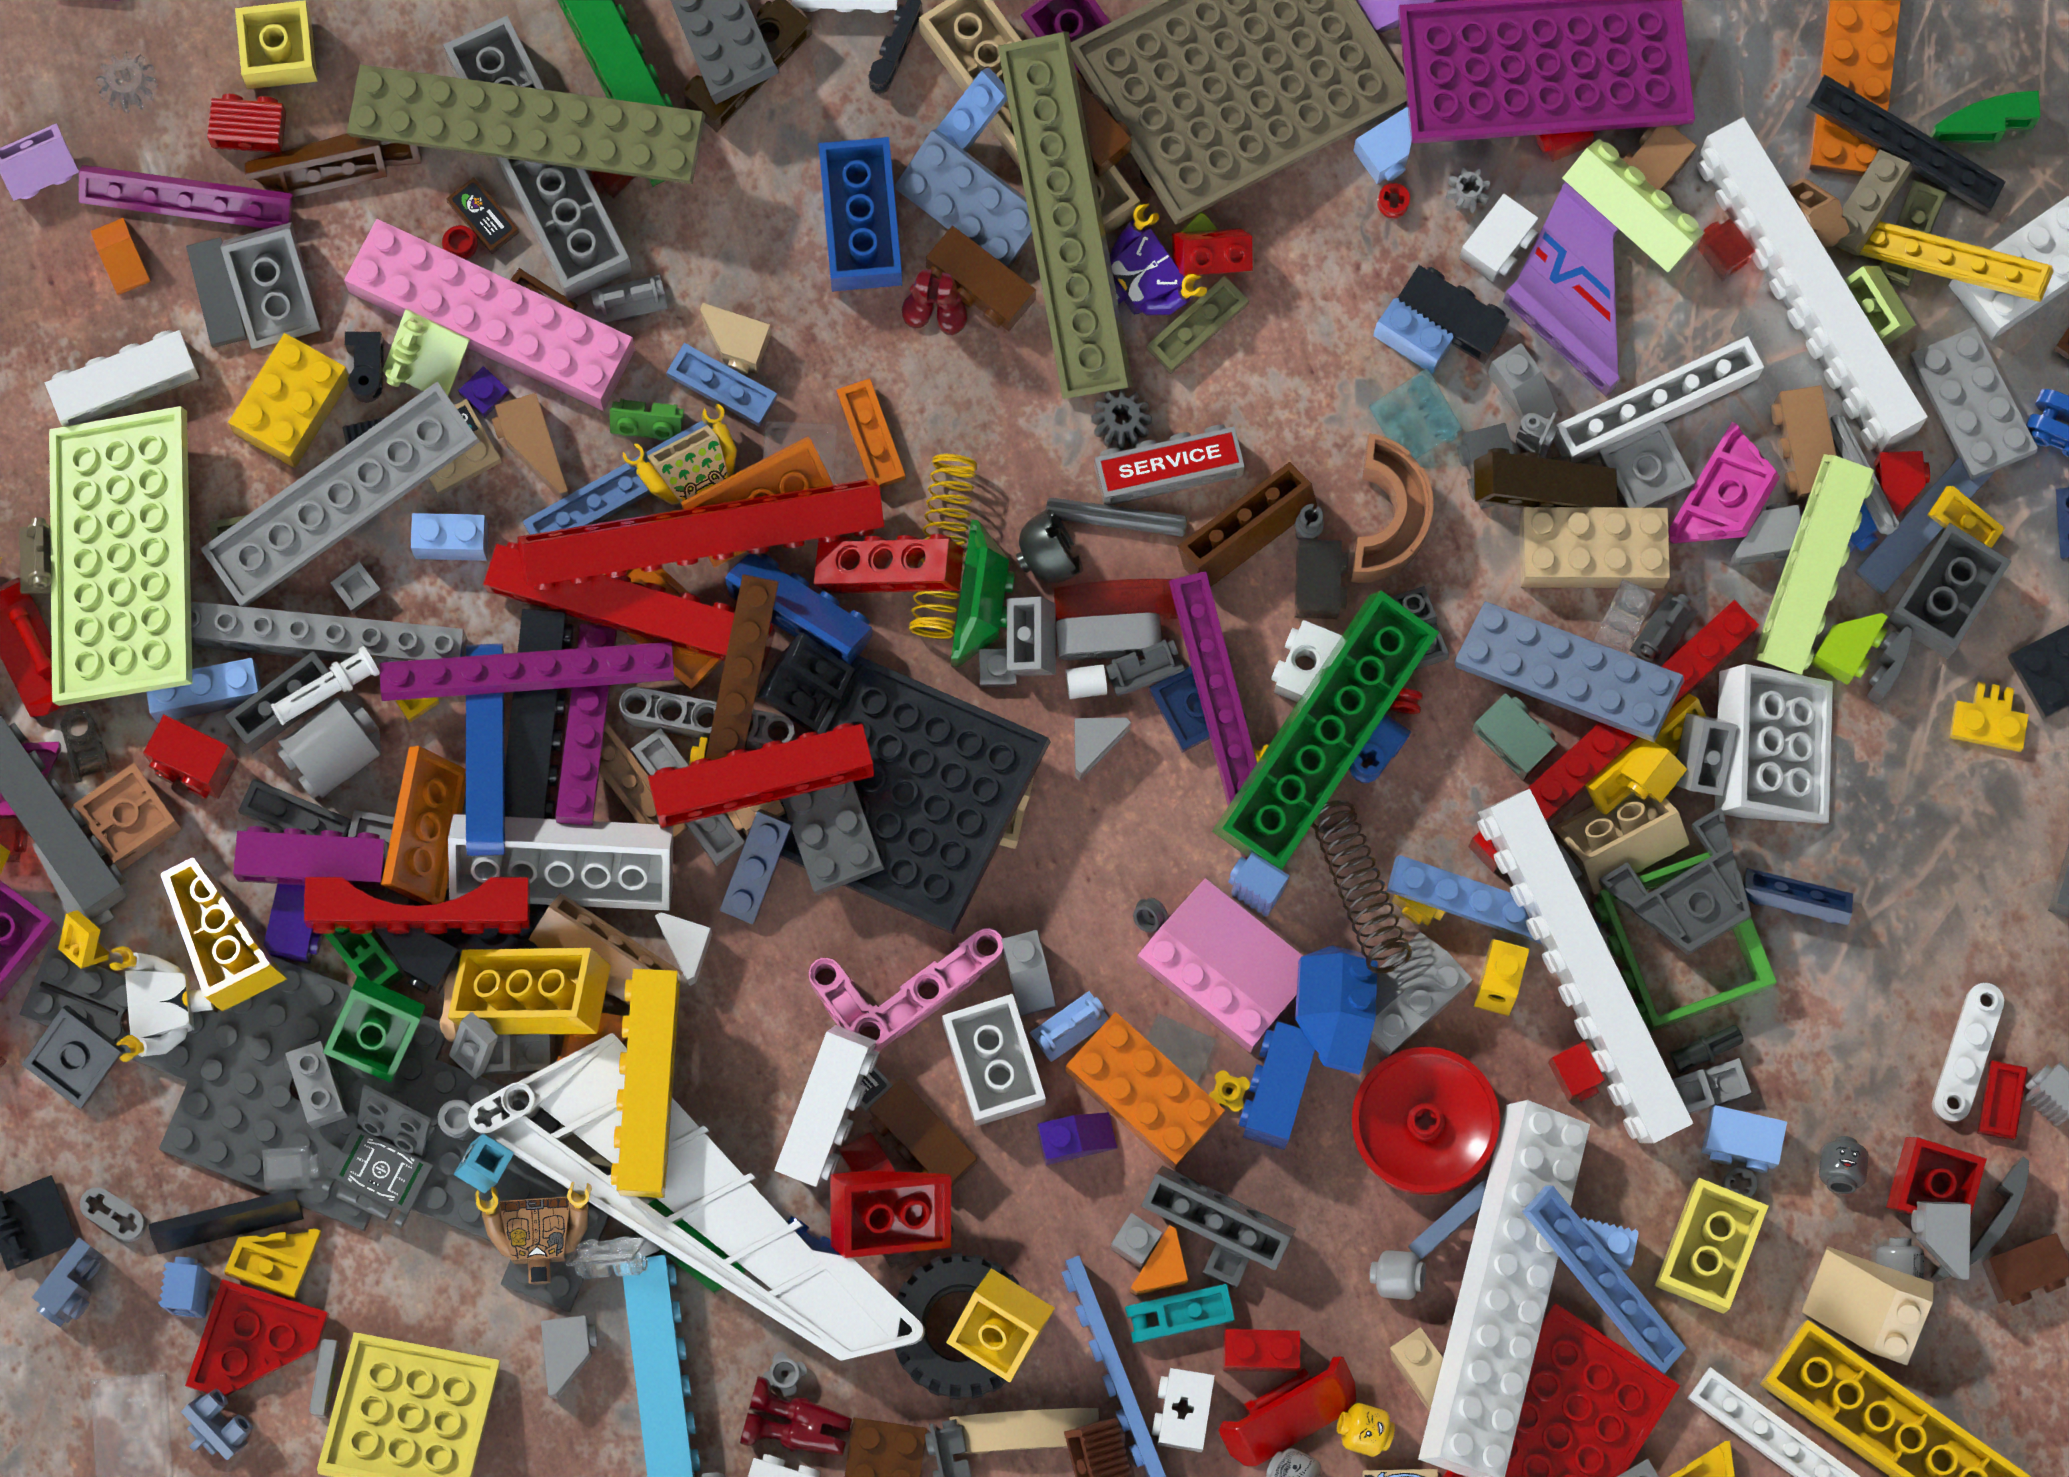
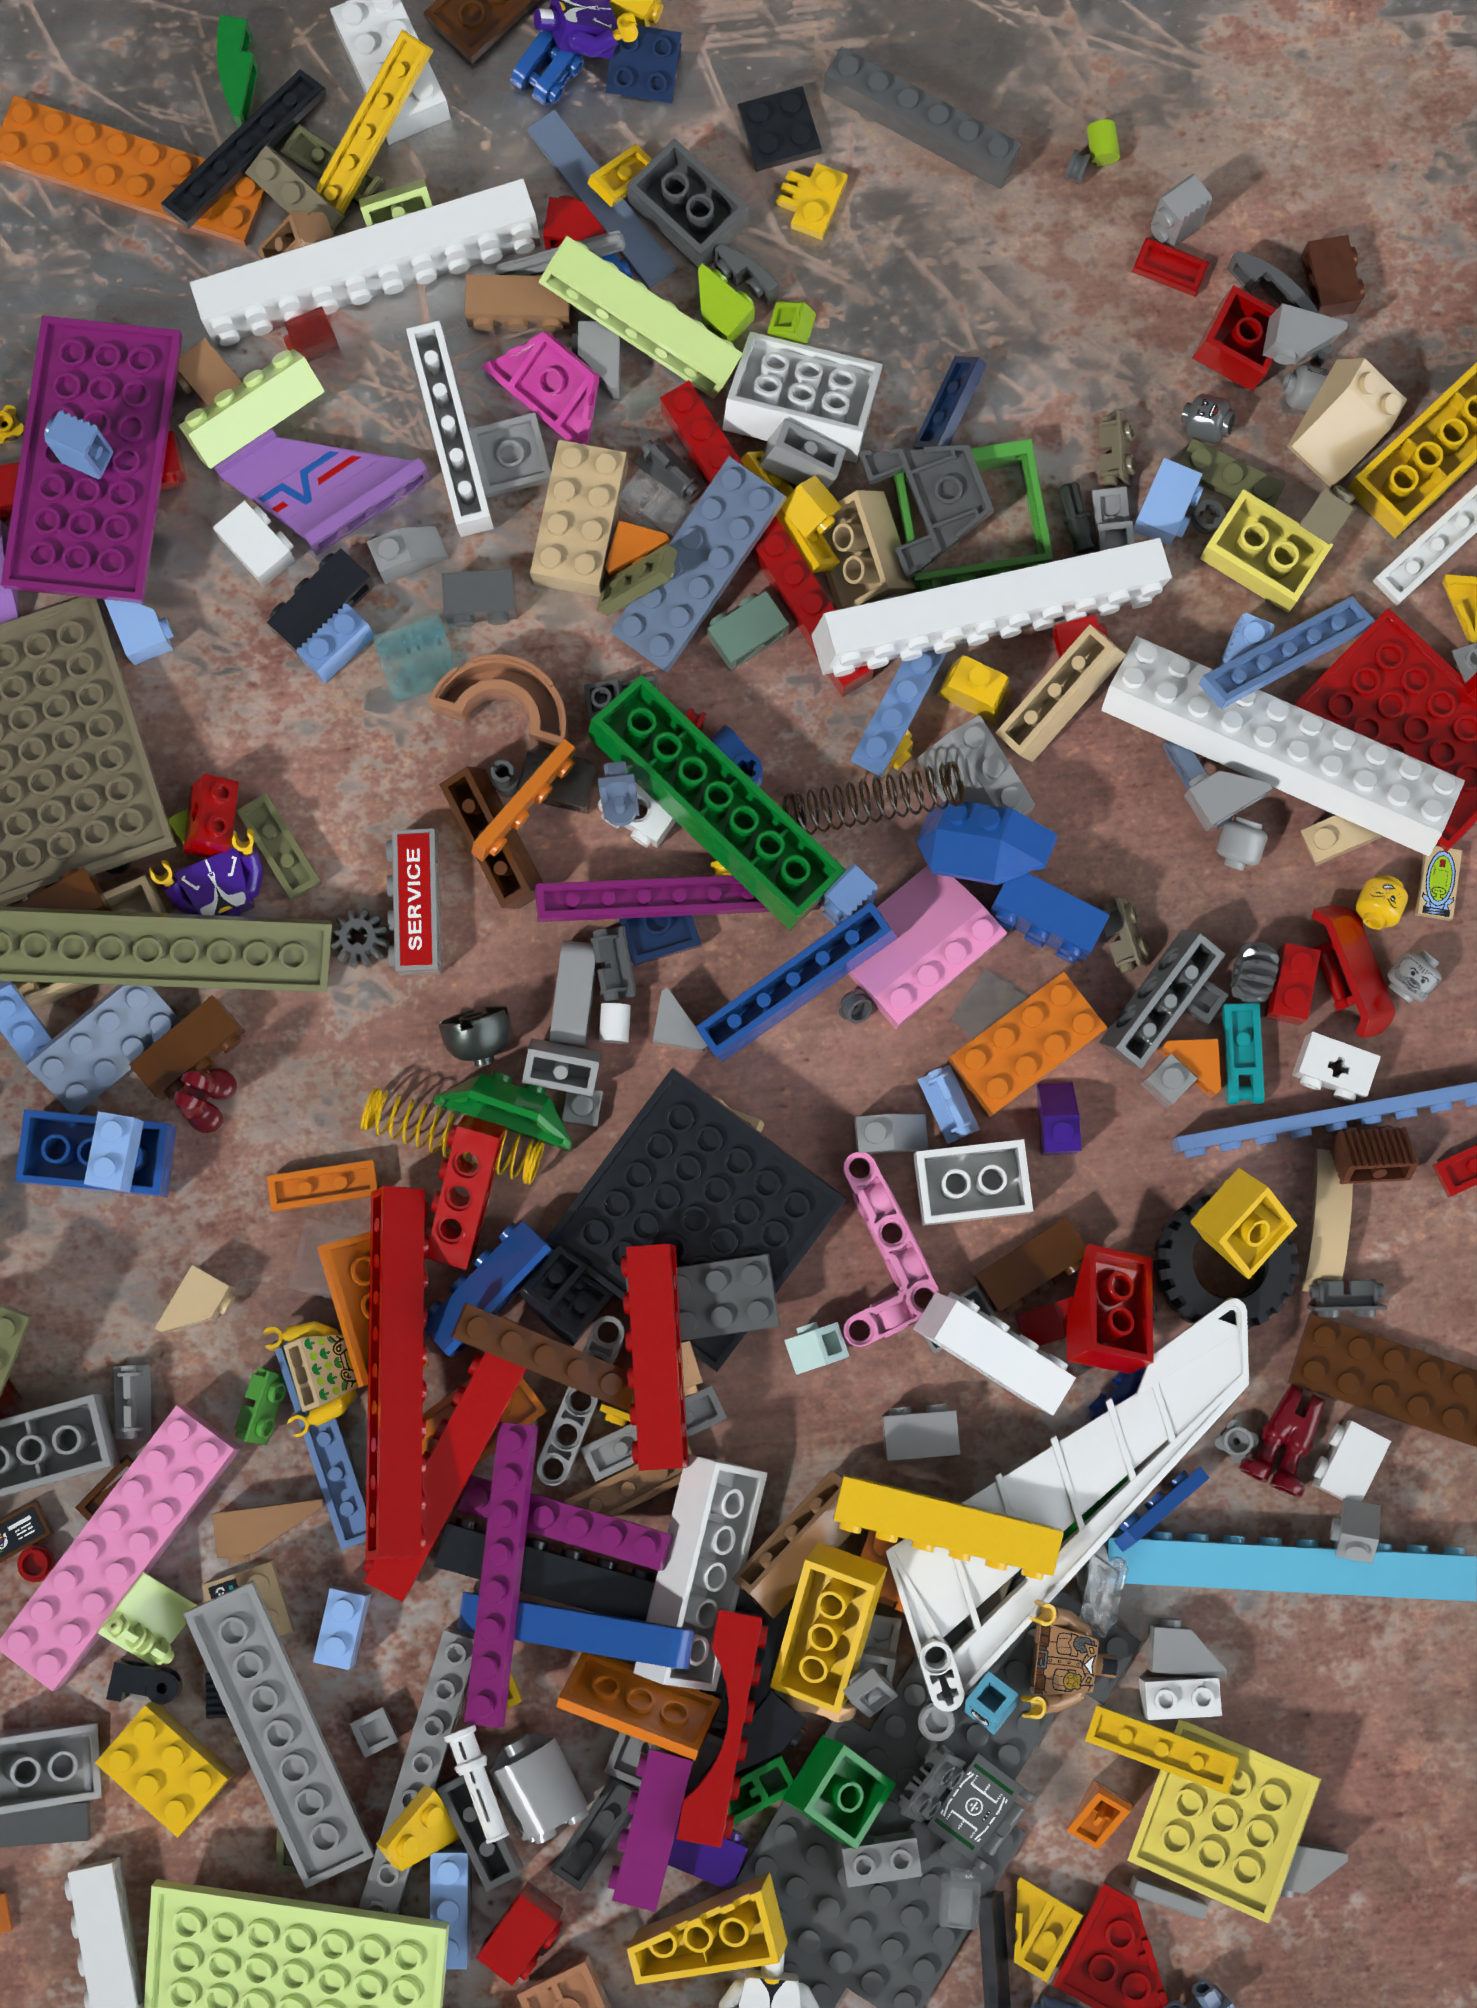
camera: 75 degrees left, 5 degrees up
(271, 640) = (418, 1831): none -> yellow wing
(393, 1296) = (1098, 1815): none -> orange slope
(467, 1344) = (1162, 1749): none -> yellow plate
(484, 391) = (197, 1565): dark purple plate -> none
(521, 1356) = (1179, 1697): none -> white brick
(687, 942) = (801, 1461): white slope -> none
(703, 1300) = (1159, 1507): none -> blue plate
(721, 384) = (241, 1324): medium blue plate -> none
(734, 1055) = (920, 1434): none -> light grey brick
(756, 866) = (738, 1378): dark blue plate -> none
(801, 936) = (810, 1350): none -> light aqua brick
(862, 226) = (113, 1152): none -> light blue brick
(1115, 598) = (539, 978): clear red slope -> none
(1118, 517) = (455, 962): dark grey axle -> none
(1160, 847) = (796, 982): none -> blue brick
(1238, 1085) = (1028, 968): yellow plate -> none
(1264, 1307) = (1254, 972): none -> dark grey gear
(1272, 537) = (515, 811): none -> orange plate
(1294, 1167) = (1131, 946): none -> dark tan hinge
(1310, 632) = (618, 794): none -> sand blue hips
(1384, 205) = (190, 626): red bush -> none
(1425, 1120) = (1103, 787): red dish -> none
(1438, 1239) = (1223, 796): none -> light grey slope
(1473, 197) = (199, 552): light grey gear -> none
(1512, 1056) = (1060, 693): none -> tan brick
(1536, 433) = (460, 546): light grey hinge -> none
(1537, 612) = (637, 580): none -> olive plate
(1542, 482) = (511, 548): dark brown brick -> none
(1550, 45) = (78, 444): none -> medium blue brick
(1574, 605) = (631, 545): none -> orange slope
(1763, 1300) = (1330, 513): none -> dark tan slope
(1787, 1201) = (1230, 475): none -> olive plate
(1805, 1075) = (1116, 436): none -> dark tan hinge
(1852, 723) = (792, 321): none -> lime slope
(1968, 1053) = (1121, 287): white plate -> none
(1973, 403) = (509, 145): light grey plate -> none

